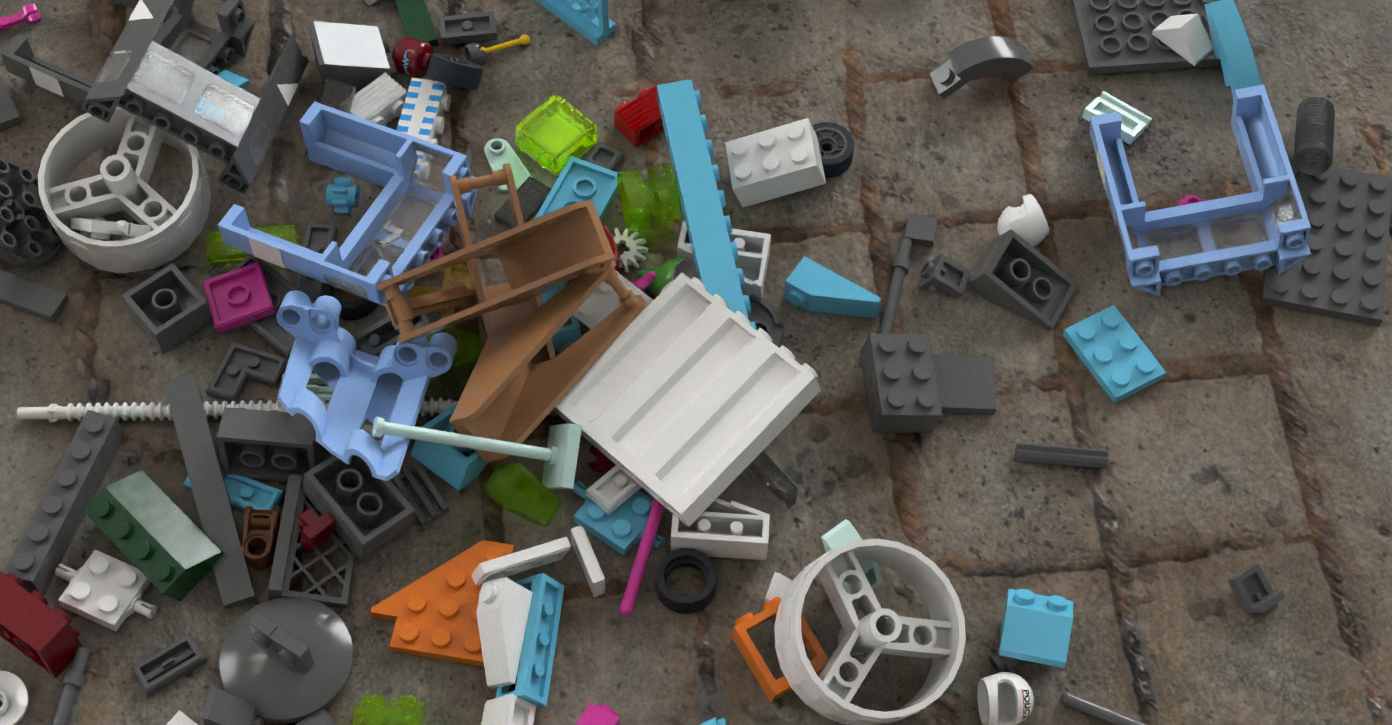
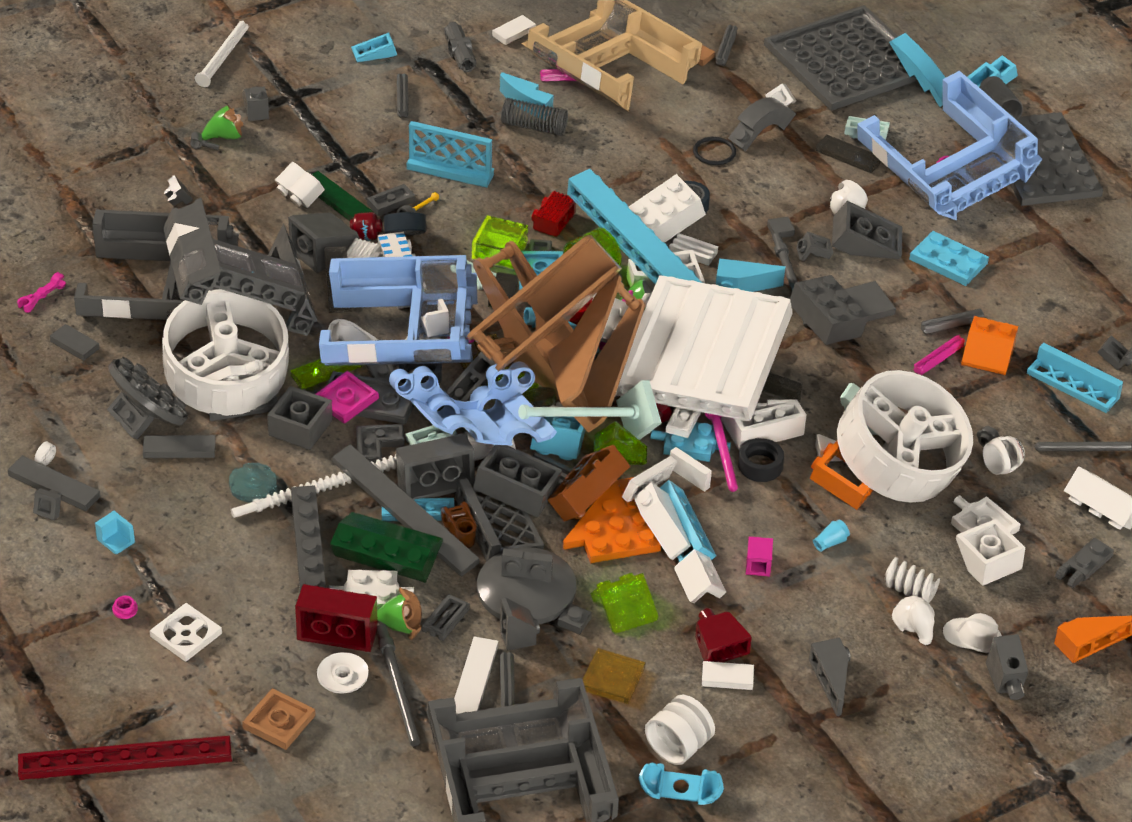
camera: 25 degrees left, 15 degrees down
(71, 376) = (252, 482): none -> clear light blue tile
(113, 646) = (402, 613): none -> hat
(303, 204) = (348, 331): none -> white piece
(315, 529) = (499, 504): dark red tile -> none
(342, 195) = (375, 319): medium azure gear -> none
(391, 234) = (436, 322): none -> white panel
(439, 538) = (587, 482): none -> dark orange wedge
(795, 221) = (703, 251): none -> white tile
(904, 105) = (706, 139): none -> black piece
(1013, 502) = (939, 355): none -> dark pink axle
(1032, 34) = (782, 94): none -> white panel
(1036, 627) = (999, 408): medium azure slope -> none
(1070, 146) = (848, 153): none -> clear smoke tile
(1086, 515) = (989, 345): none -> orange slope
(1185, 36) = (883, 67): white slope -> none
(1186, 608) = (1078, 375): none -> medium azure fence
(1340, 89) = (1000, 68): none -> medium azure slope

